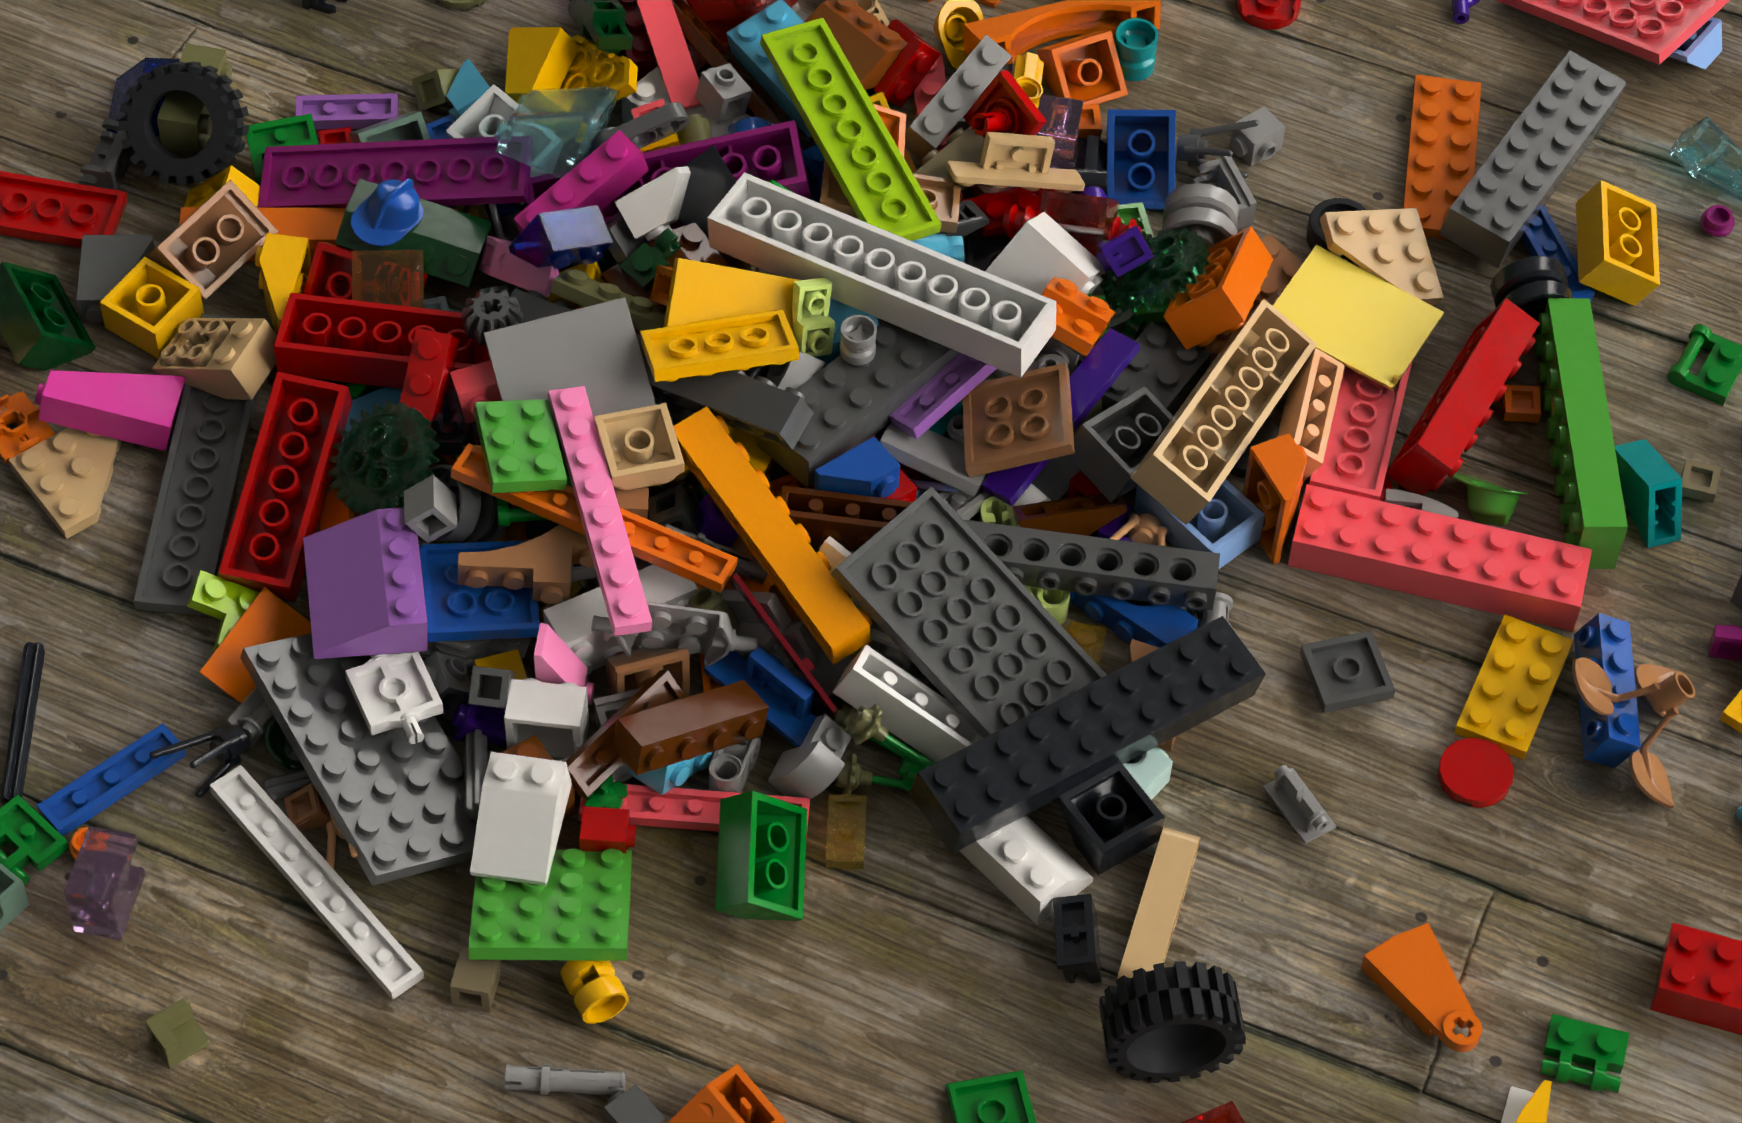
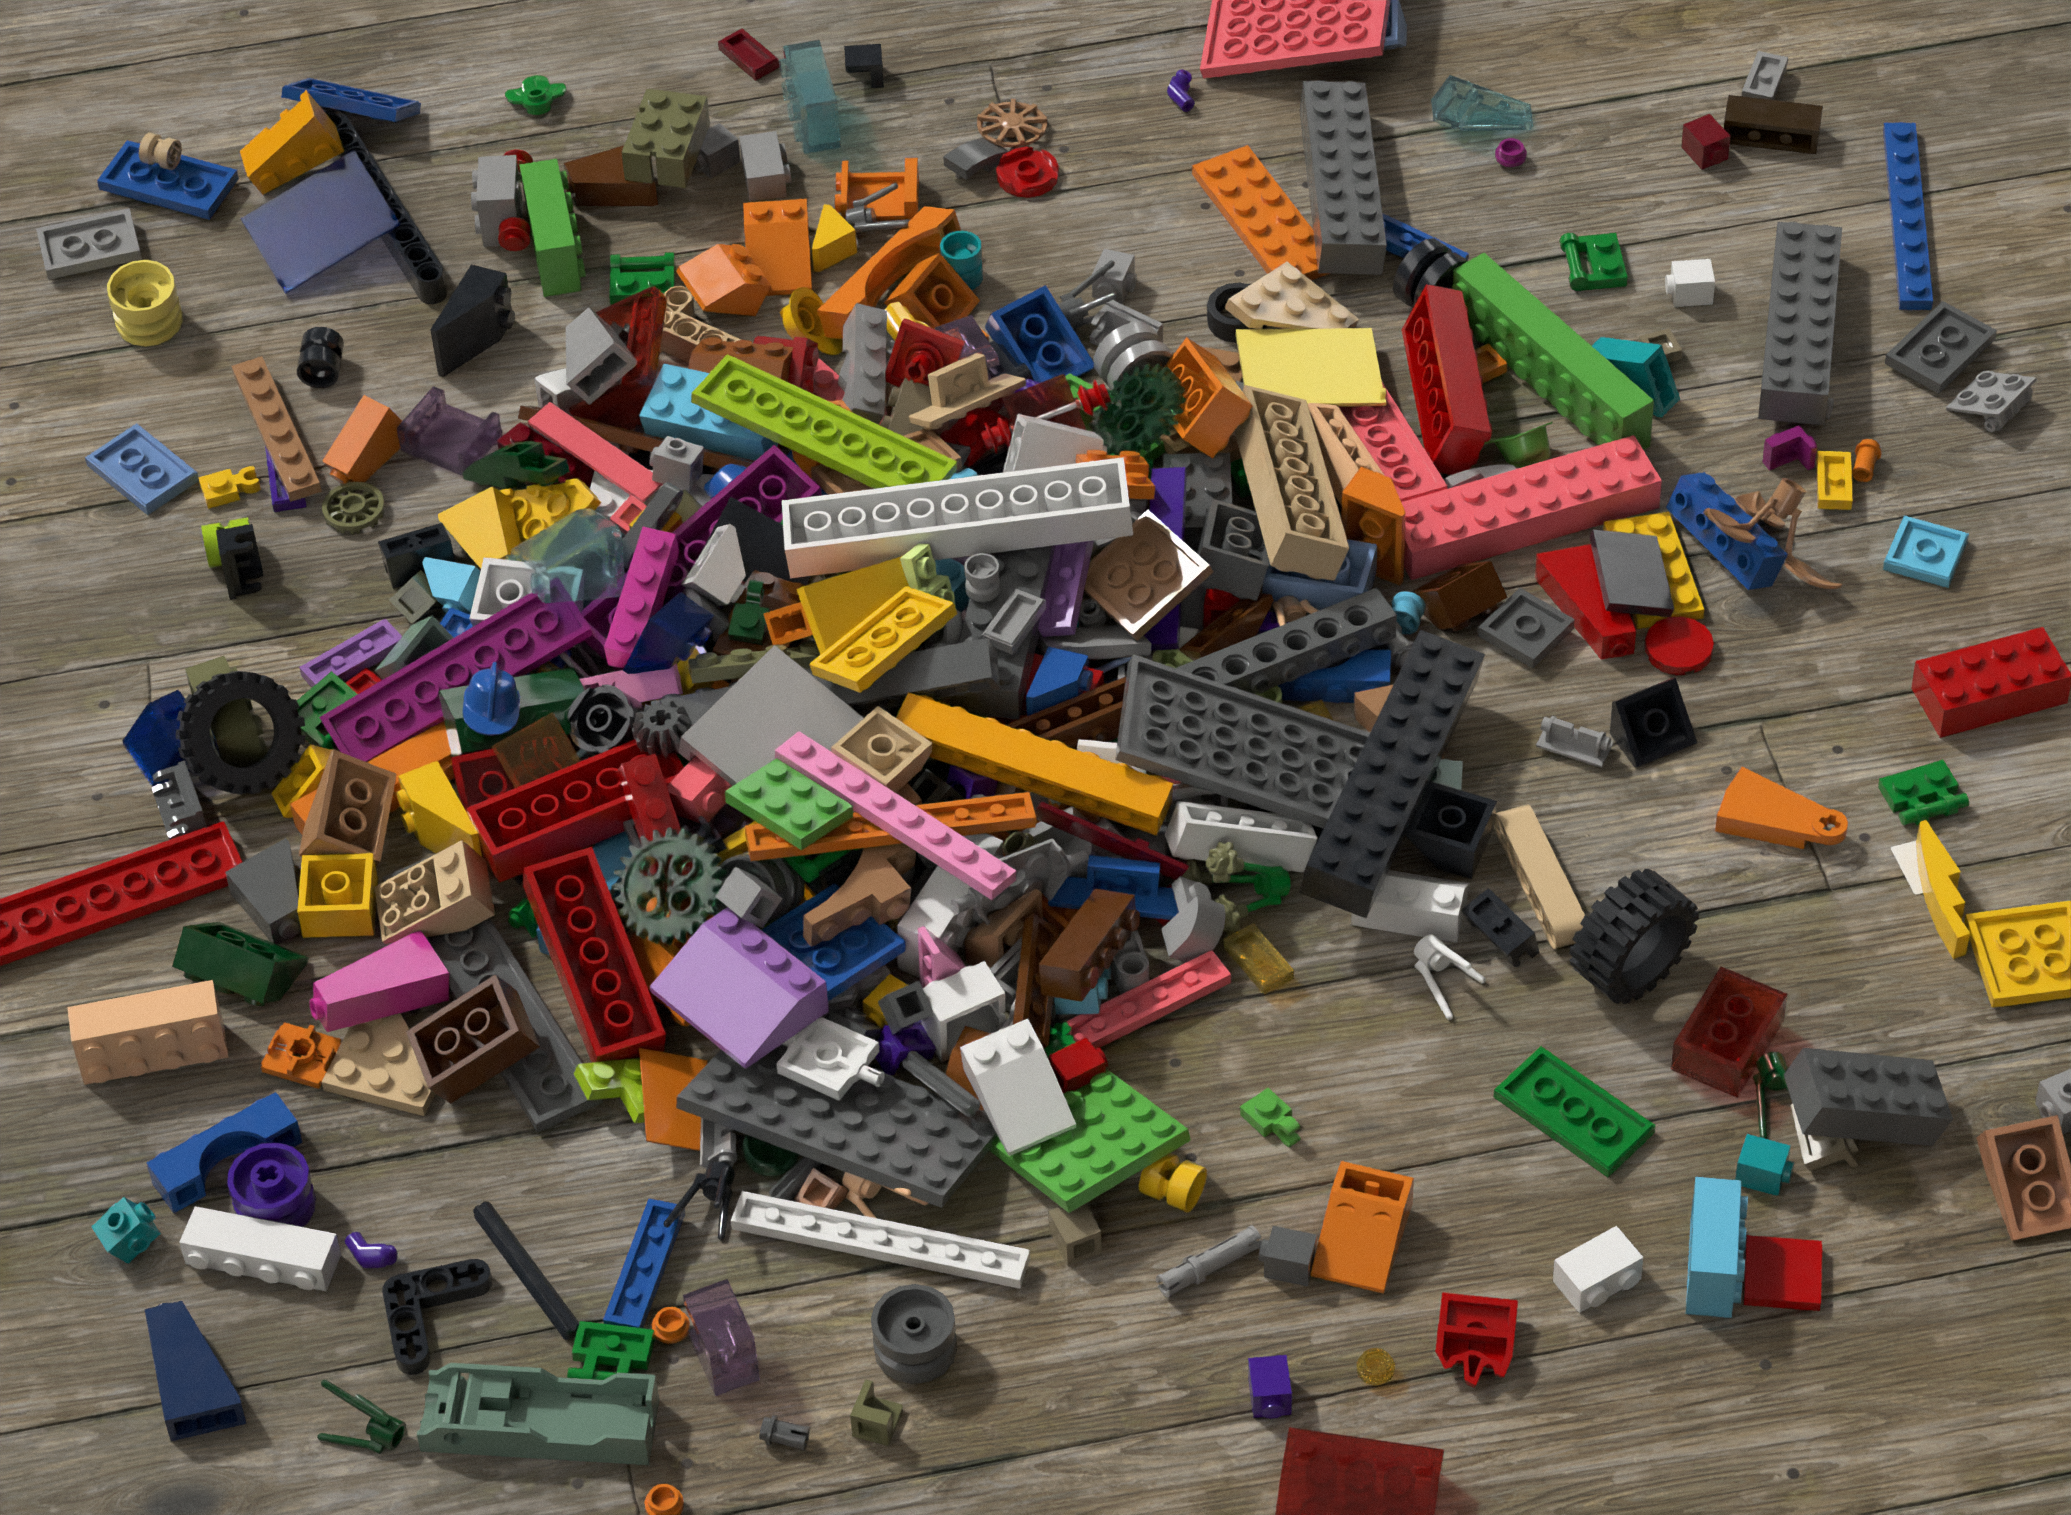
camera: 30 degrees left, 5 degrees down
(91, 1000) = (784, 1433): none -> dark grey pin
(137, 496) = (472, 1039): none -> reddish brown brick
(261, 983) = (914, 1333): none -> dark grey wheel
(460, 276) = (603, 718): none -> black brick
(484, 50) = (406, 552): none -> black hinge
(733, 980) = (1271, 1114): none -> bright green plate
(761, 858) = (1216, 1012): green slope -> none
(855, 396) = (1014, 621): none -> light grey tile
(1001, 929) = (1437, 956): none -> white plant
(1124, 252) = (1108, 409): dark purple bracket -> none
(1249, 592) = (1409, 610): none -> medium azure wheel
(1310, 605) = (1461, 595): none -> reddish brown slope
(1381, 831) = (1651, 723): none -> black slope
(1430, 672) = (1574, 586): none -> red slope
(1477, 678) = (1631, 573): none -> tile
(1617, 243) = (1459, 206): yellow brick -> none

